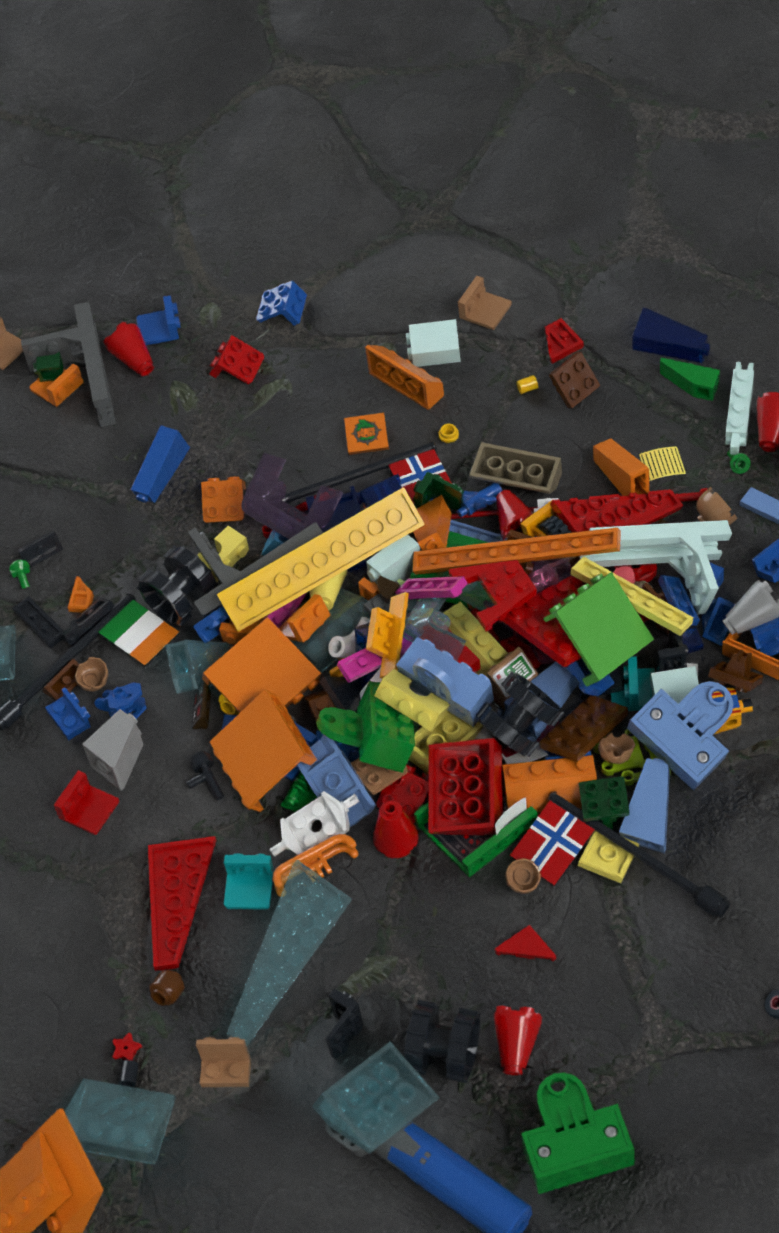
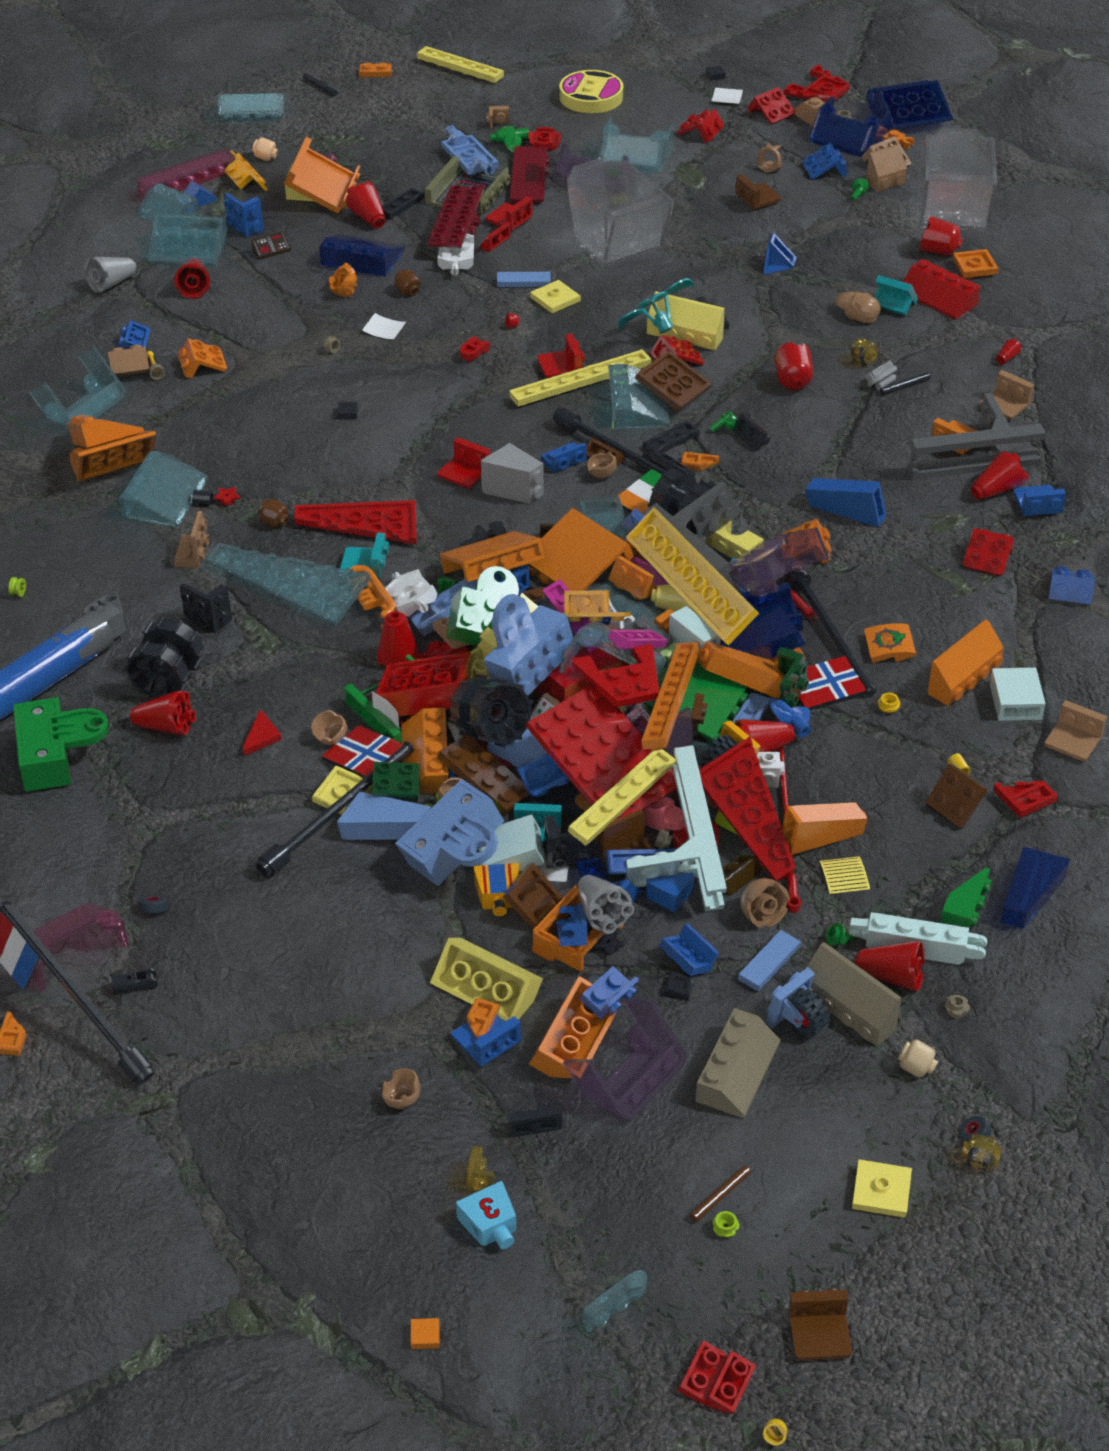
camera: 85 degrees right, 10 degrees down
(49, 367) = (972, 421): dark green window -> none
(124, 698) = (565, 482): blue hinge -> none
(375, 1099) = (110, 605): clear light blue slope -> none
(387, 588) = (655, 623): dark brown tile -> none
(517, 468) = (823, 743): dark tan slope -> none
(601, 626) = (576, 758): bright green panel -> none

